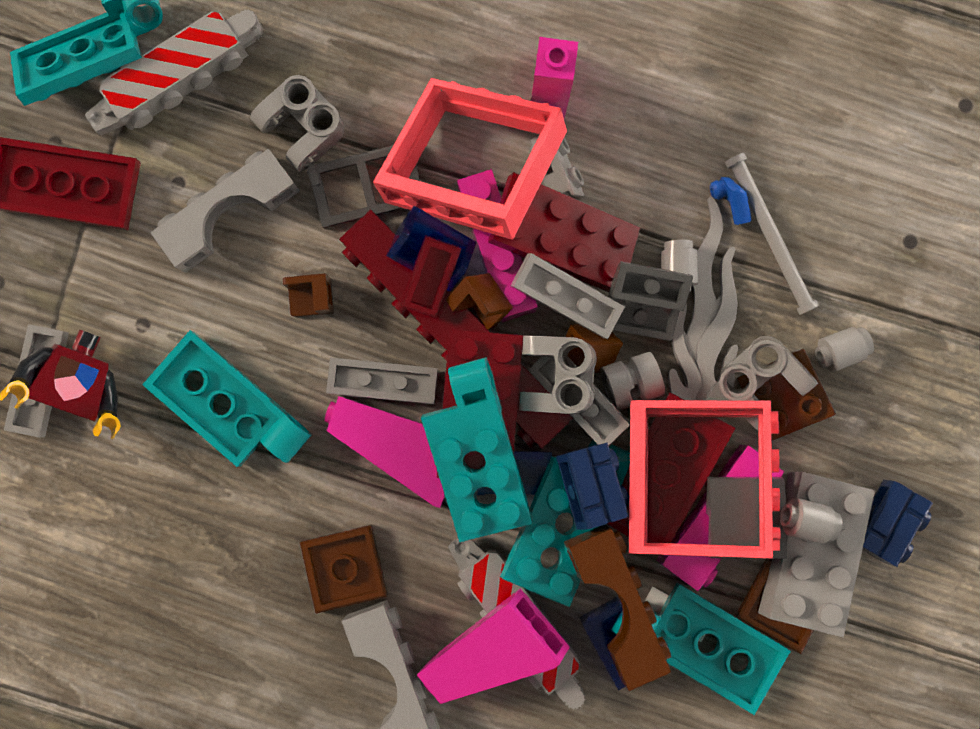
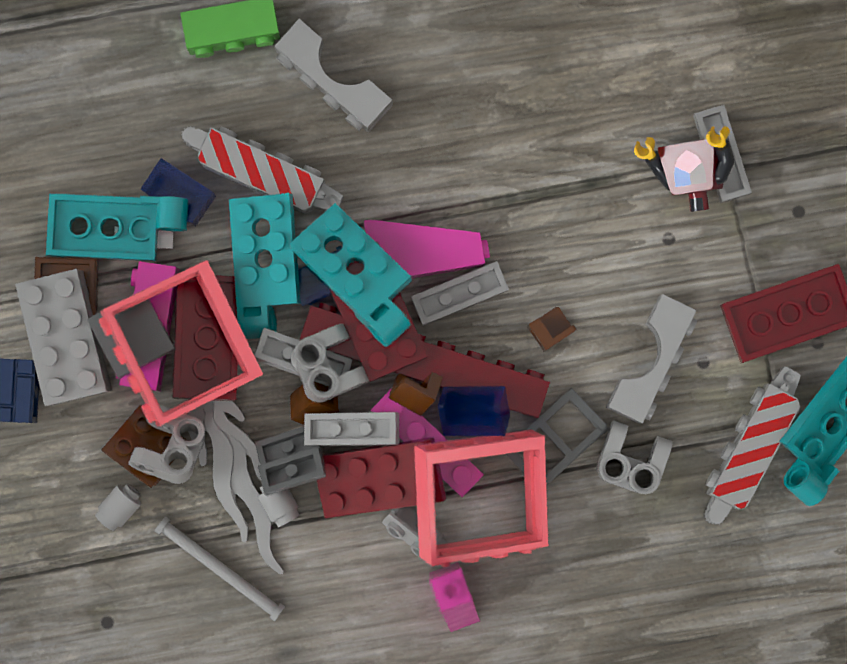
camera: 150 degrees right, 0 degrees up
(252, 415) = (544, 215): teal hinge -> none
(343, 568) = (413, 138): reddish brown tile -> none
(430, 276) = (462, 388): dark red tile -> none
(494, 651) = (266, 140): dark pink slope -> none
(593, 486) = (258, 296): dark blue brick -> none
(635, 648) = (165, 194): reddish brown arch -> none
(636, 380) = (268, 394): light grey wheel -> none
(735, 195) = (256, 577): blue arm -> none
(810, 521) = (84, 354): light grey brick -> none

